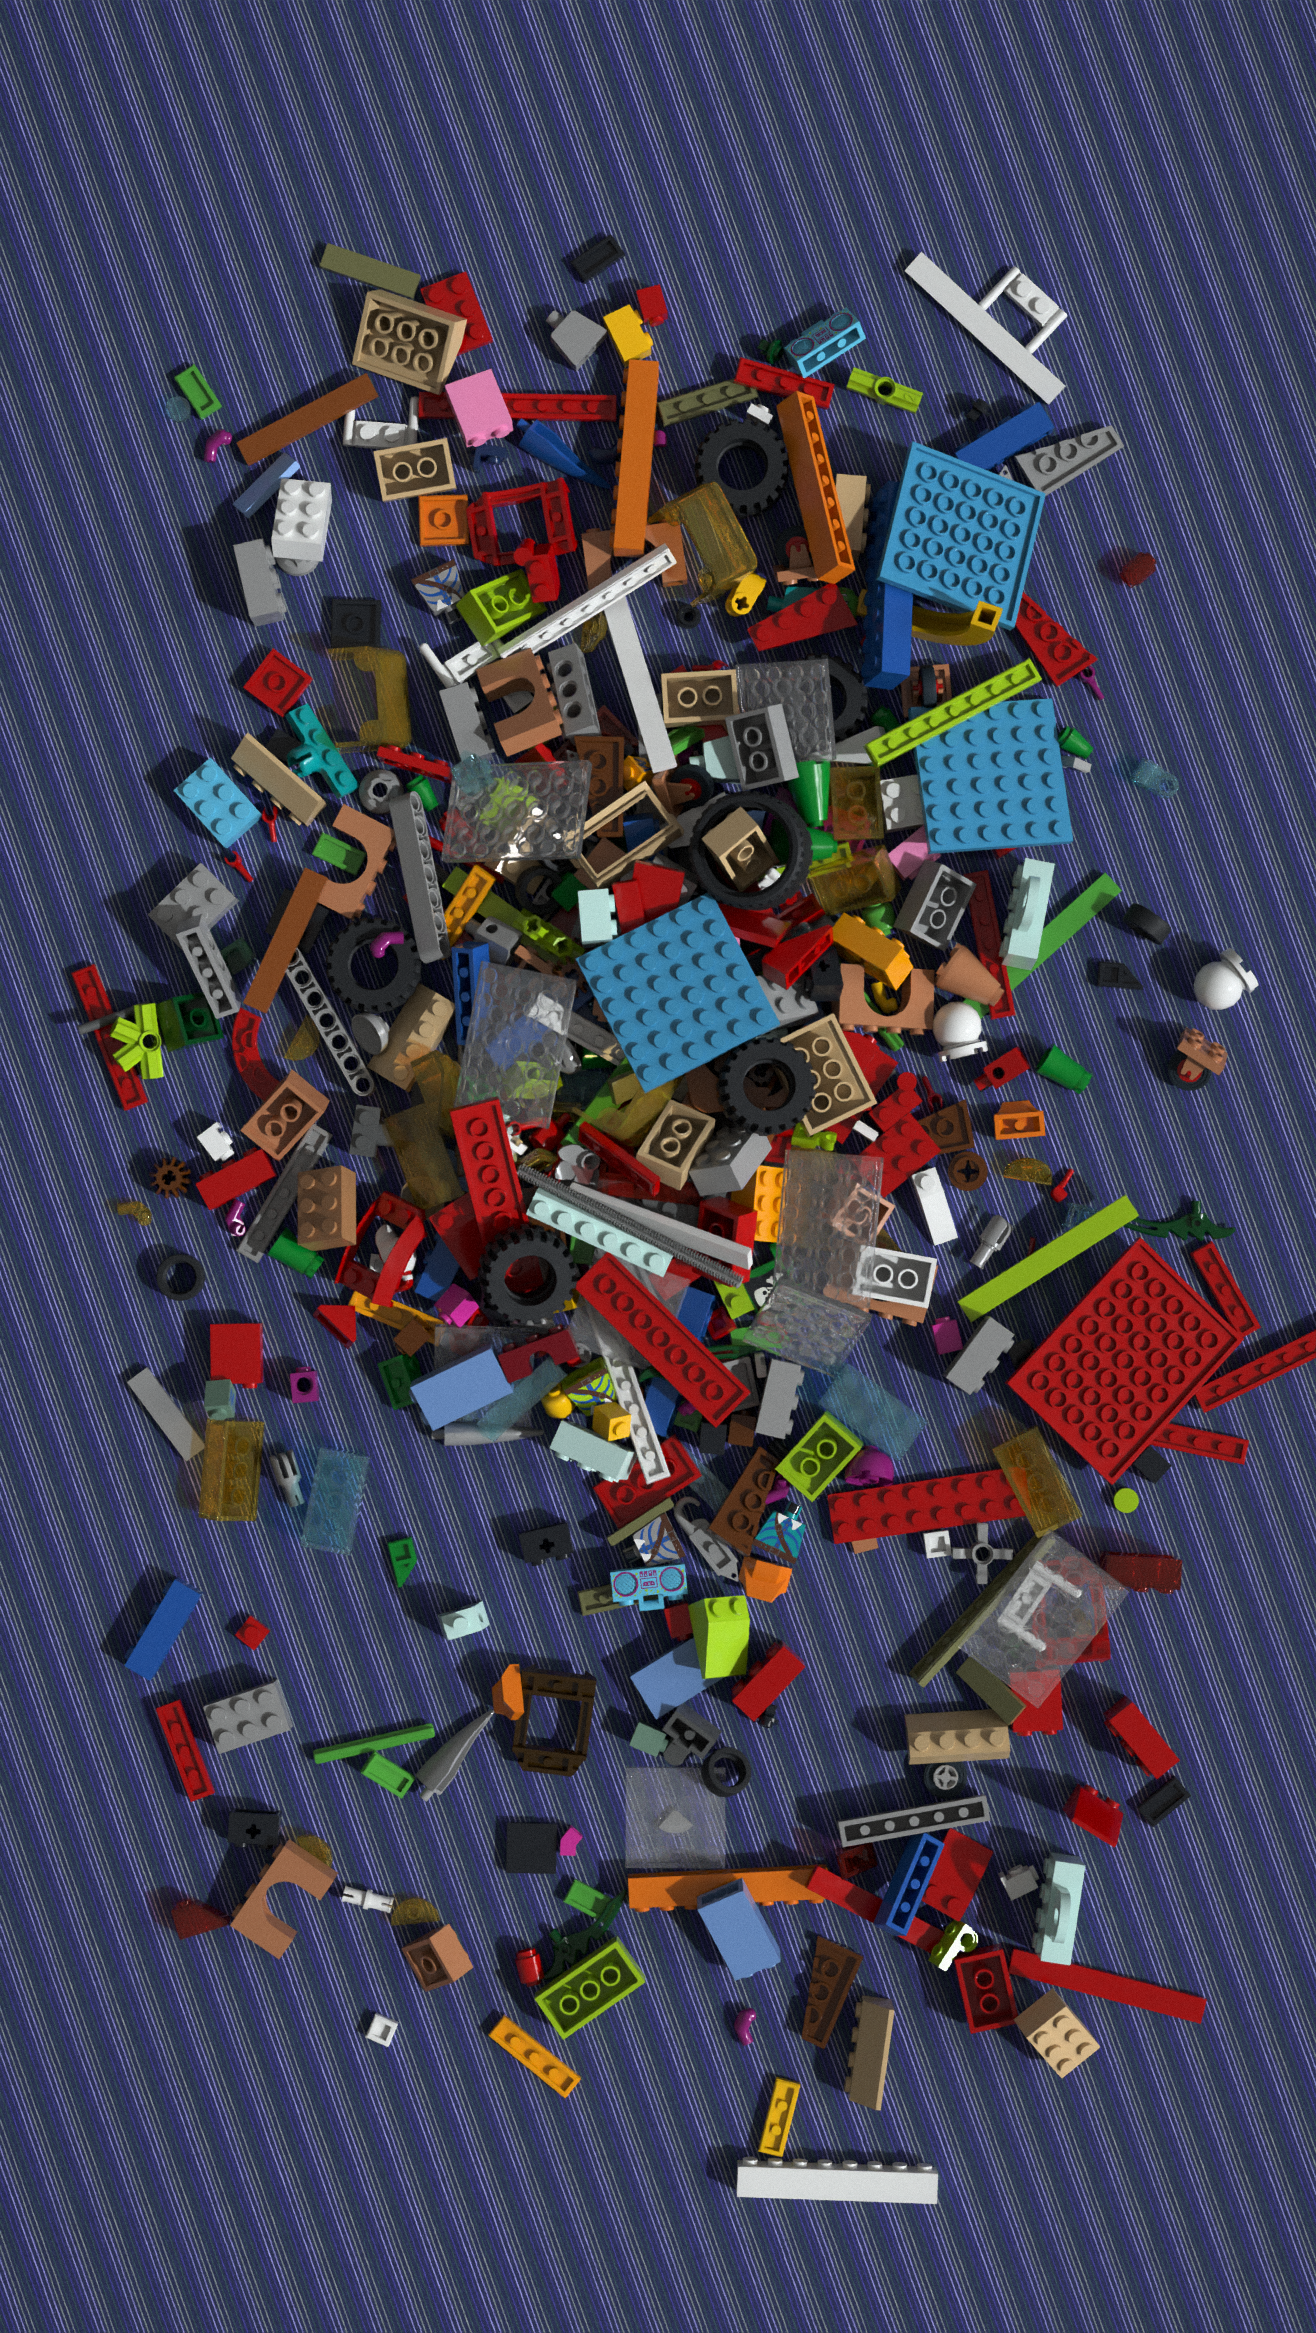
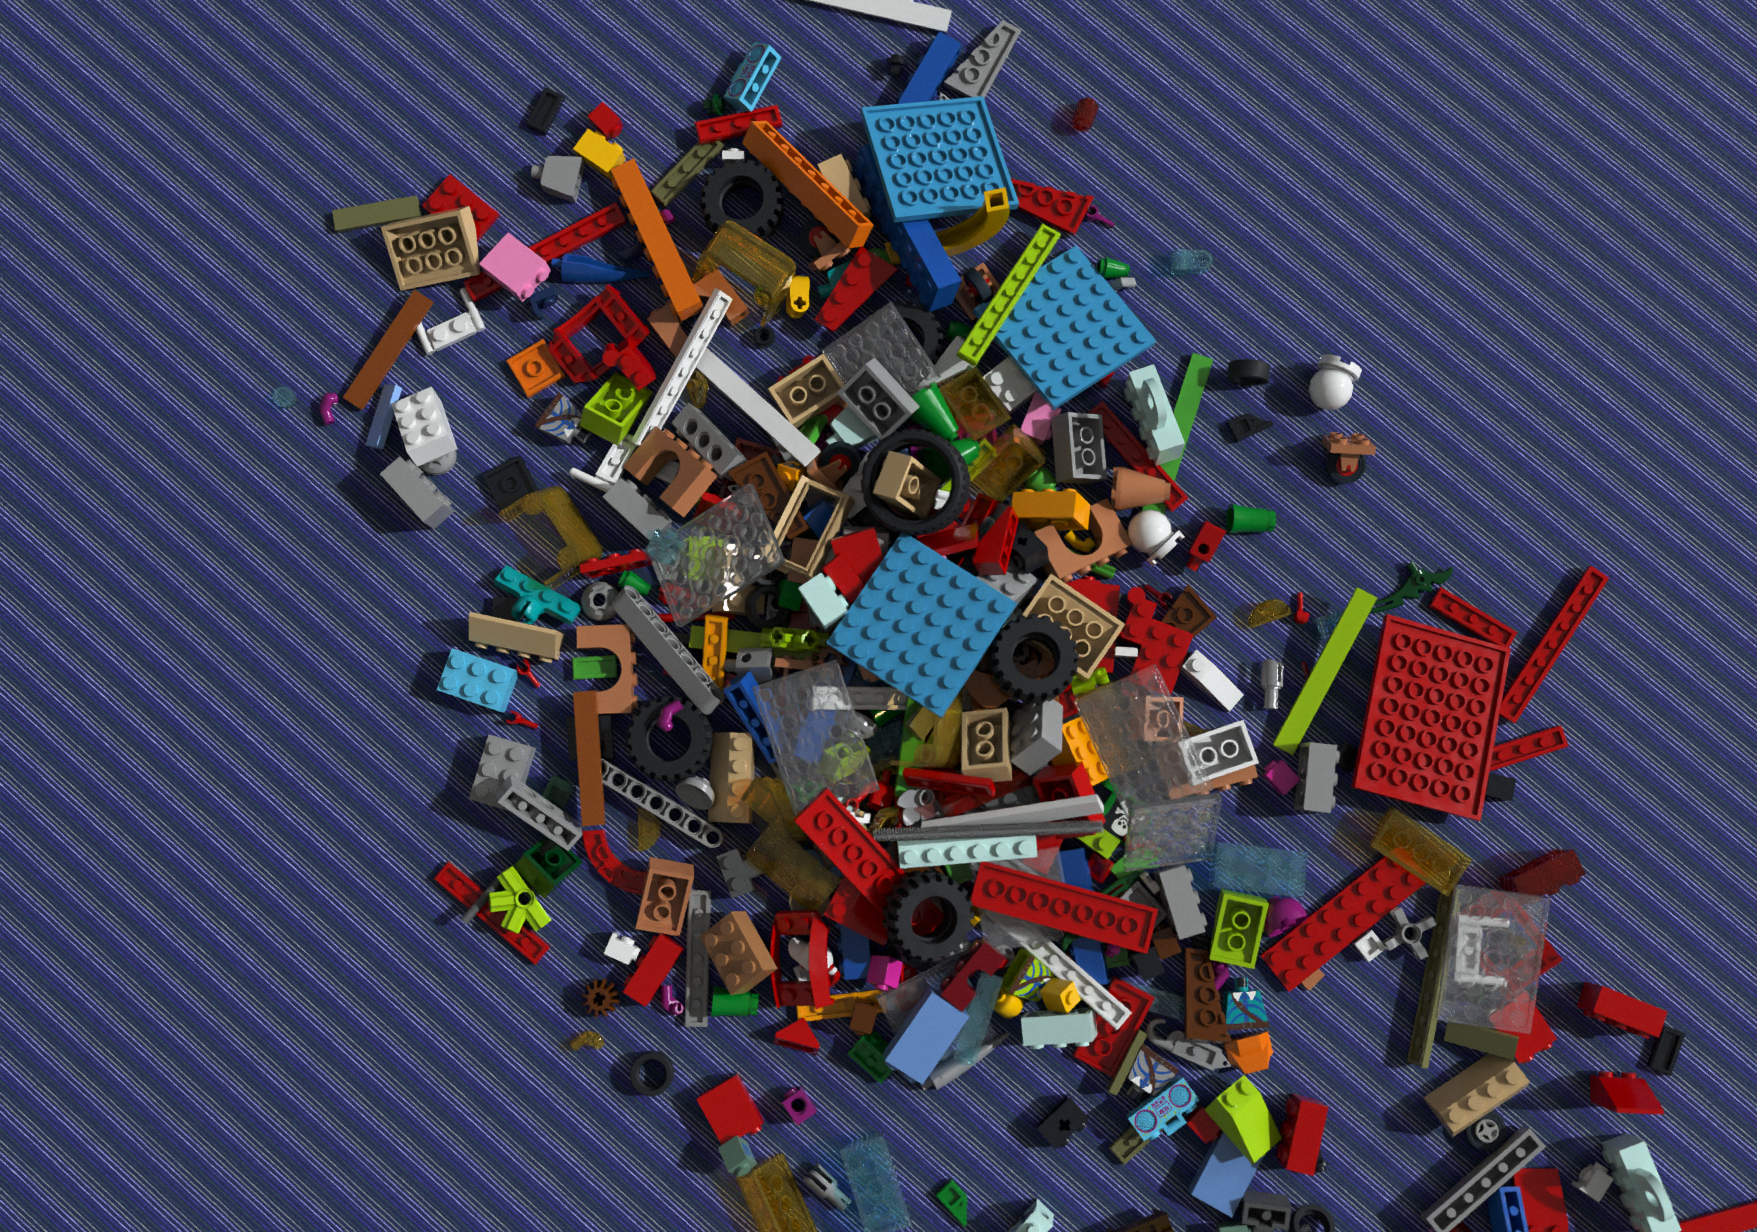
camera: 25 degrees left, 5 degrees down
(166, 1414) = (701, 1191): light grey tile -> none
(198, 392) = (292, 375): bright green tile -> none
(278, 683) = (474, 562): red plate -> none
(415, 470) = (492, 341): tan brick -> none
(868, 384) = (831, 85): lime piece -> none
(975, 1180) = (1231, 642): reddish brown gear -> none
(1018, 1120) = (1238, 578): orange slope -> none
(1125, 1500) = (1494, 826): lime tile -> none

